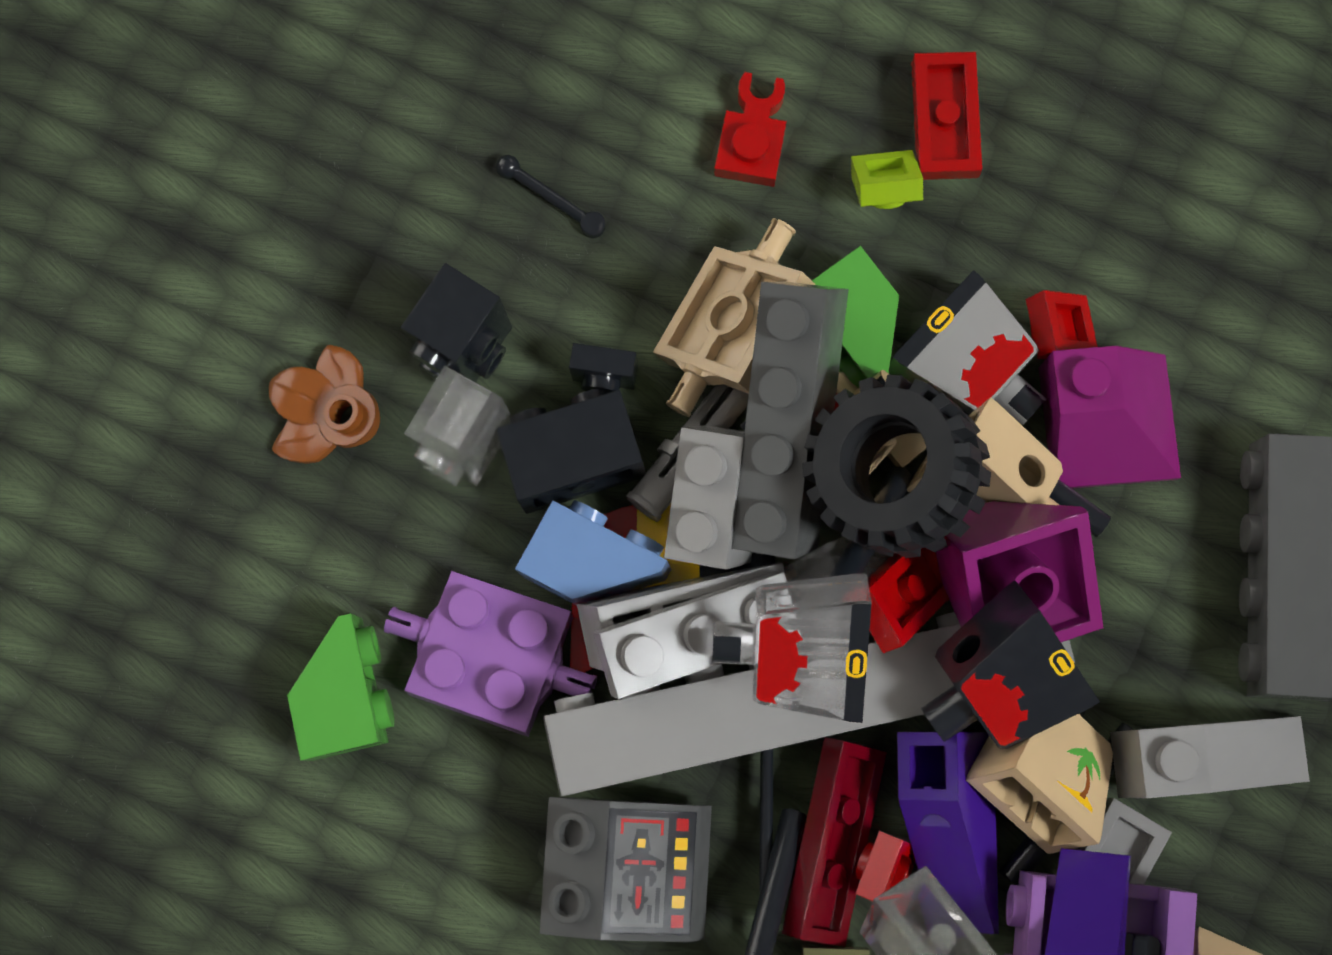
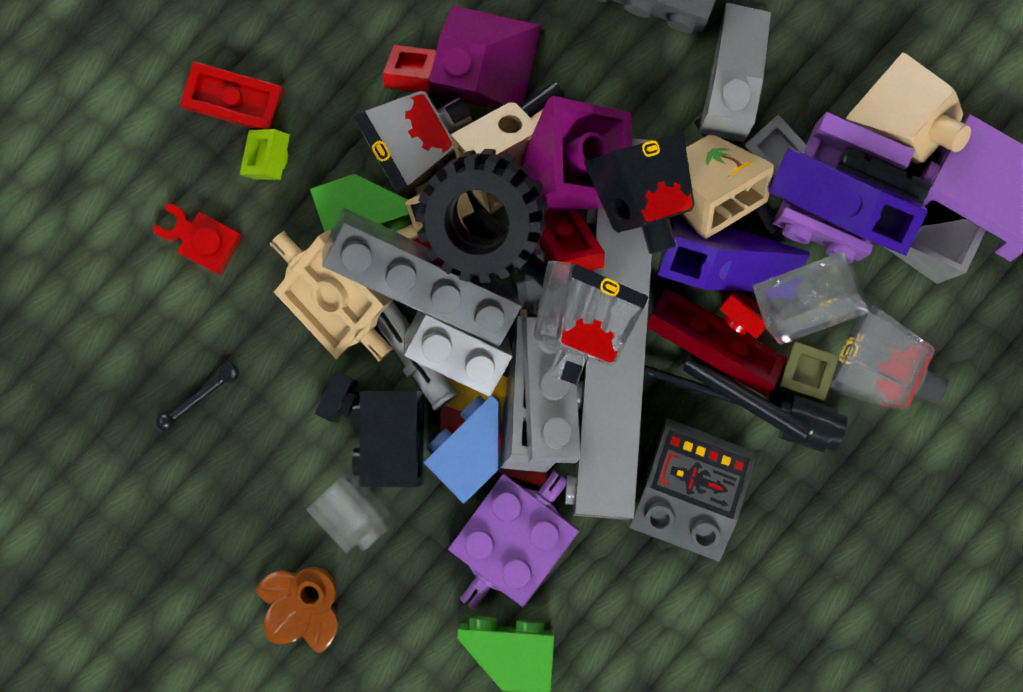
camera: 75 degrees left, 5 degrees up
(458, 327) = (278, 493): black brick -> none

